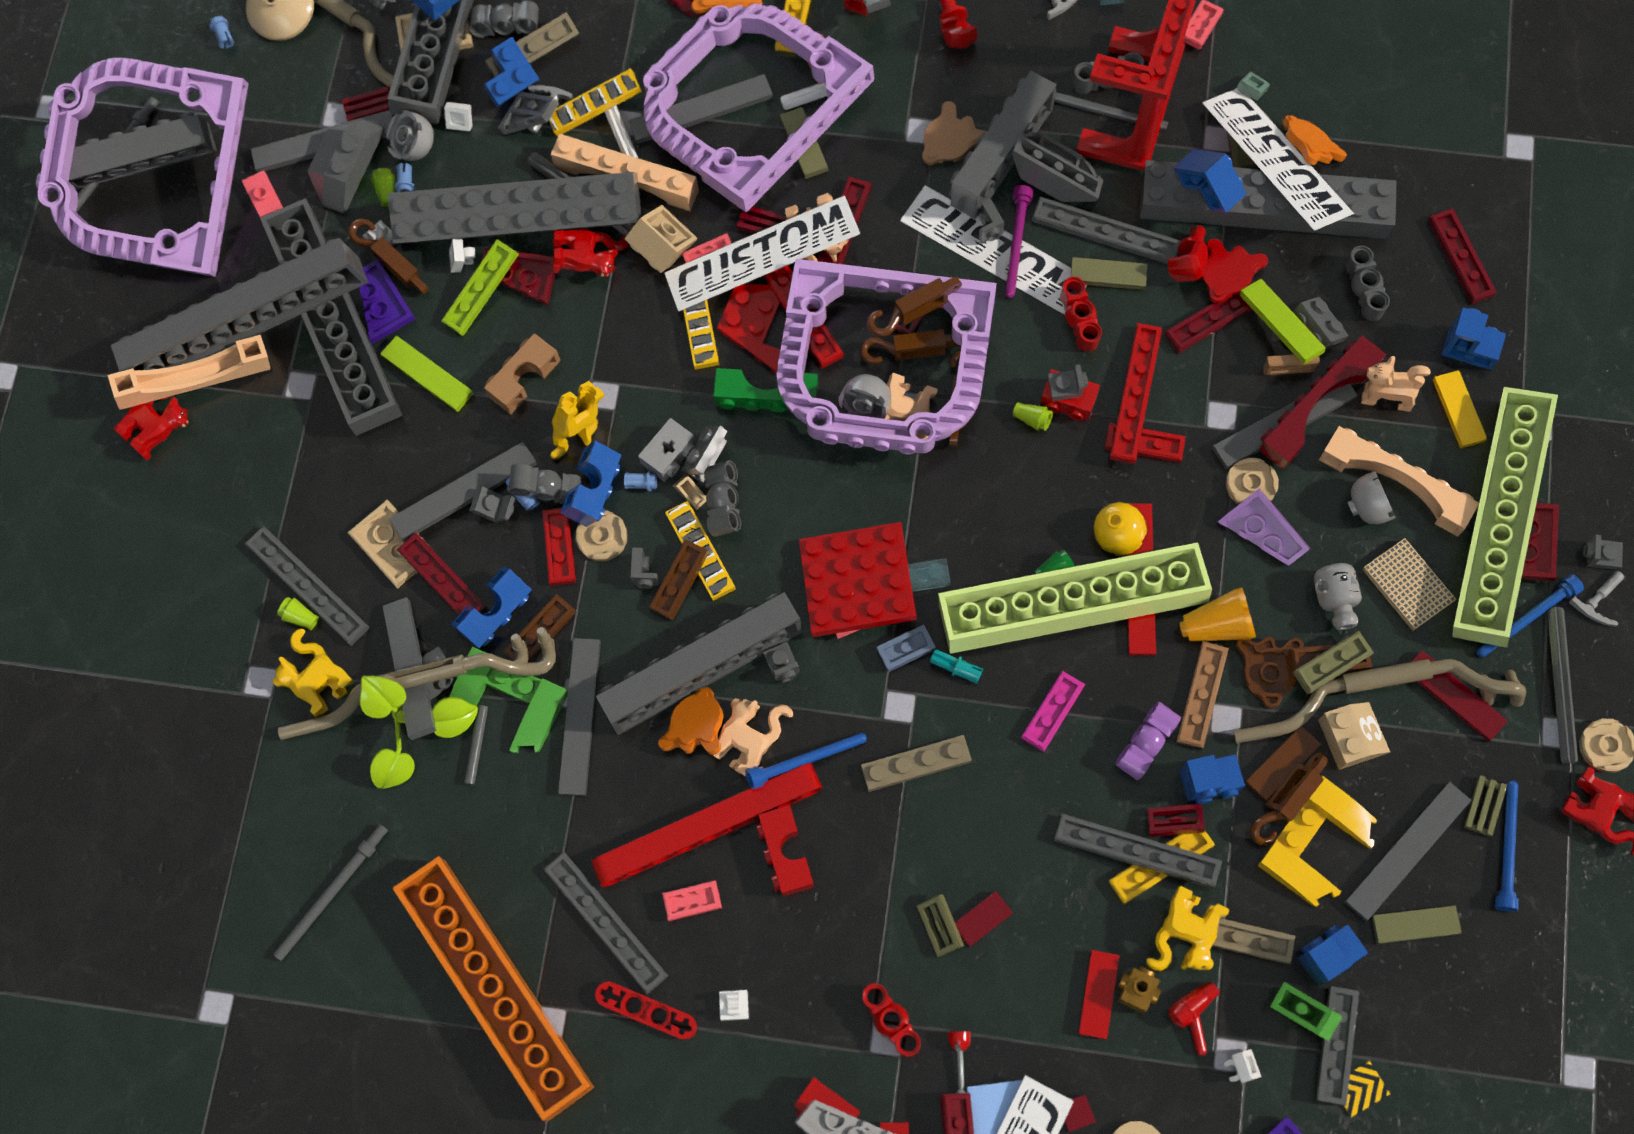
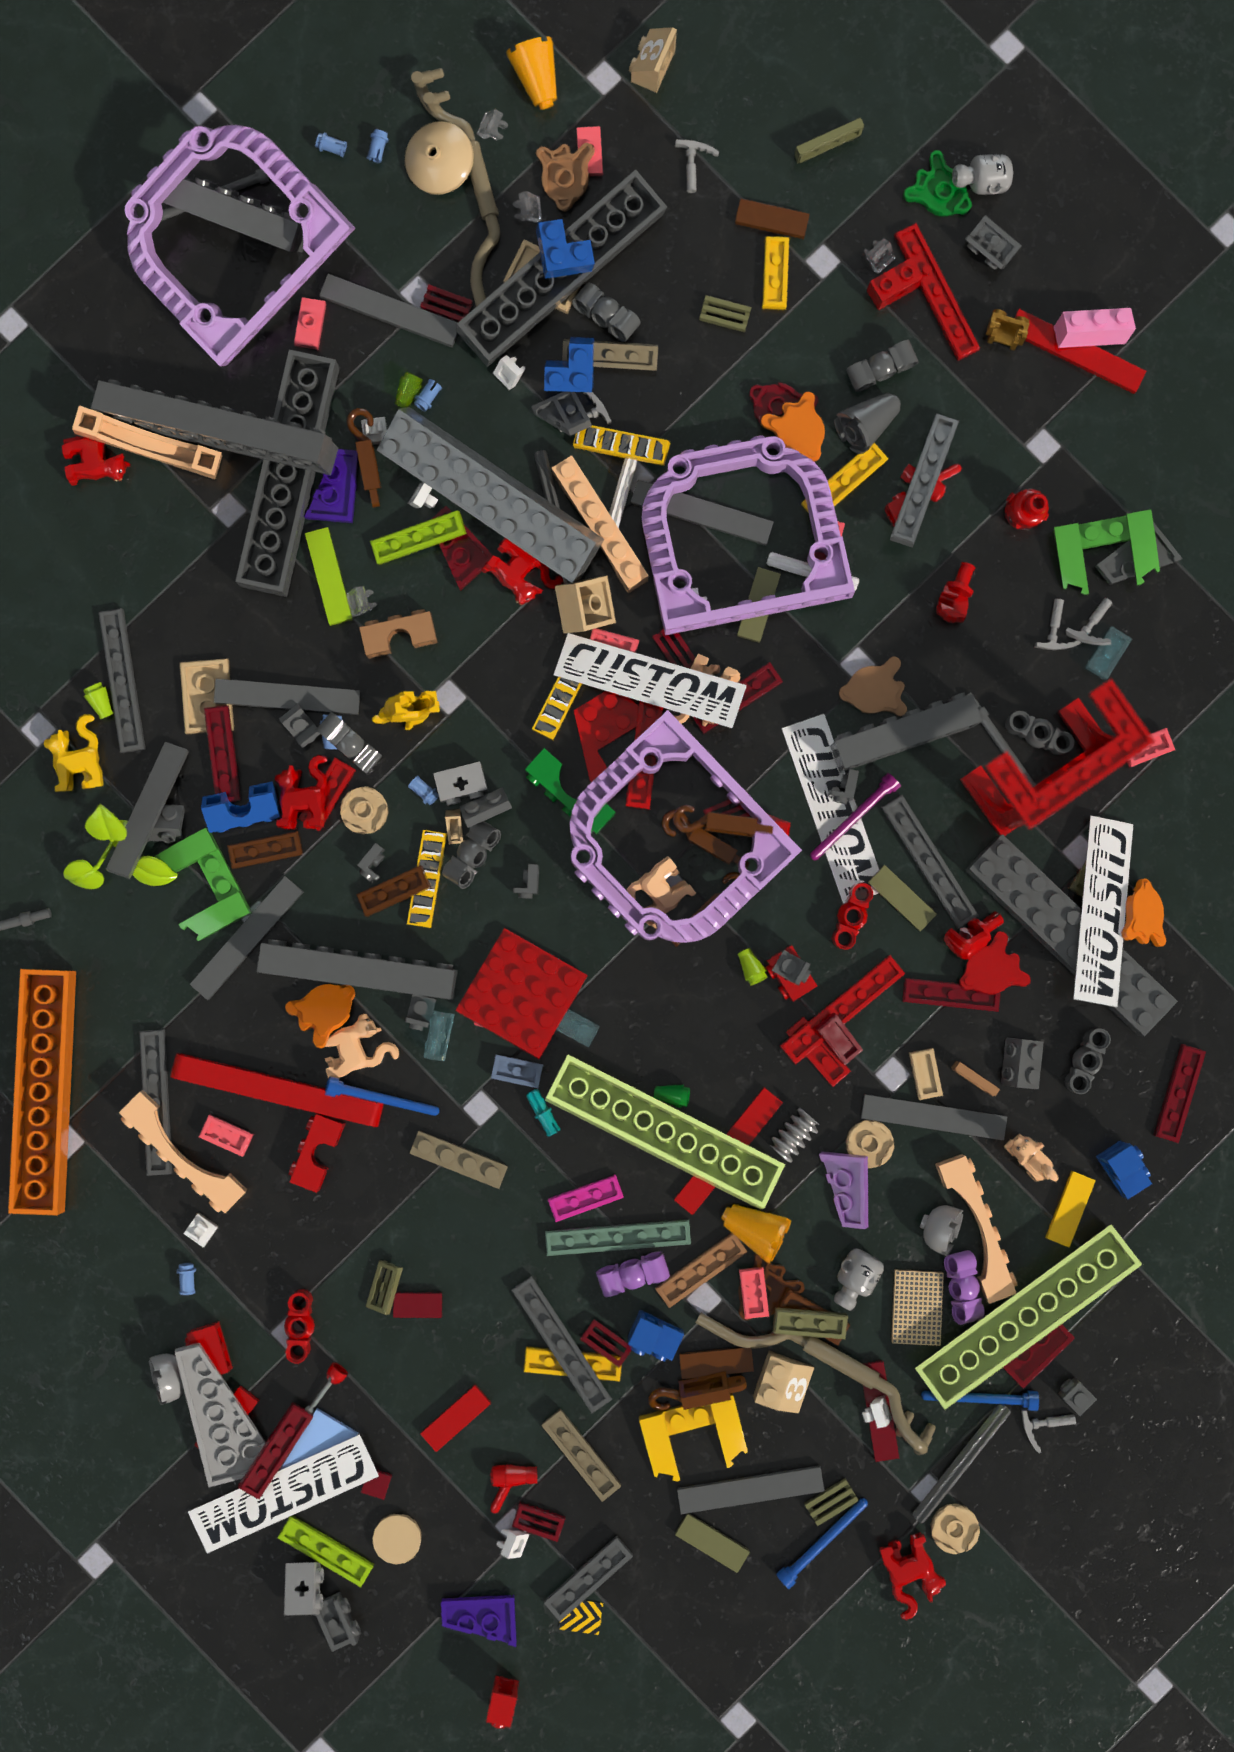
camera: 25 degrees right, 15 degrees up
(182, 56) = (330, 144): none -> medium blue pin
(342, 162) = (390, 343): dark grey wedge -> none
(409, 136) = (455, 364): light grey cylinder -> none
(434, 672) = (160, 834): dark tan piece -> none
(467, 371) = (358, 601): none -> clear tile
(476, 744) = (157, 901): dark grey bar -> none
(540, 560) = (302, 799): none -> red animal
(600, 467) = (400, 760): blue arch -> none
(602, 936) = (143, 1116): none -> light nougat arch
(647, 1007) = (141, 1185): red beam -> none
(754, 1059) = (186, 1278): none -> medium blue pin
(790, 482) = (531, 878): none -> dark grey bracket
(814, 669) = (438, 1035): none -> clear light blue plate
(866, 396) = (634, 863): light grey cylinder -> none
(1055, 168) = (930, 785): dark grey wedge -> none
(1108, 723) = (618, 1237): none -> sand green tile
(1120, 528) = (743, 1104): yellow cylinder -> none
(1131, 996) = (480, 1446): pearl gold brick -> none
(1153, 414) = (839, 1038): none -> dark red tile
(1182, 517) = (794, 1135): none -> light grey piece
(1188, 927) = (550, 1426): yellow animal -> none
(1213, 176) = (1032, 895): blue brick -> none
(1228, 1038) = (541, 1512): none -> dark red tile
(1248, 393) = (925, 1074): none -> tan tile
(1253, 86) = (1142, 832): sand green tile -> none
(1263, 674) = (753, 1292): none -> coral plate
(1282, 321) = (995, 1043): lime tile -> none
(1289, 436) = (921, 1135): dark red arch -> none
(1306, 1011) = (582, 1543): bright green brick -> none
(1331, 956) = (634, 1519): blue brick -> none
(1432, 534) = (964, 1287): none -> medium lavender piece
(1456, 691) = (878, 1411): none -> white tile

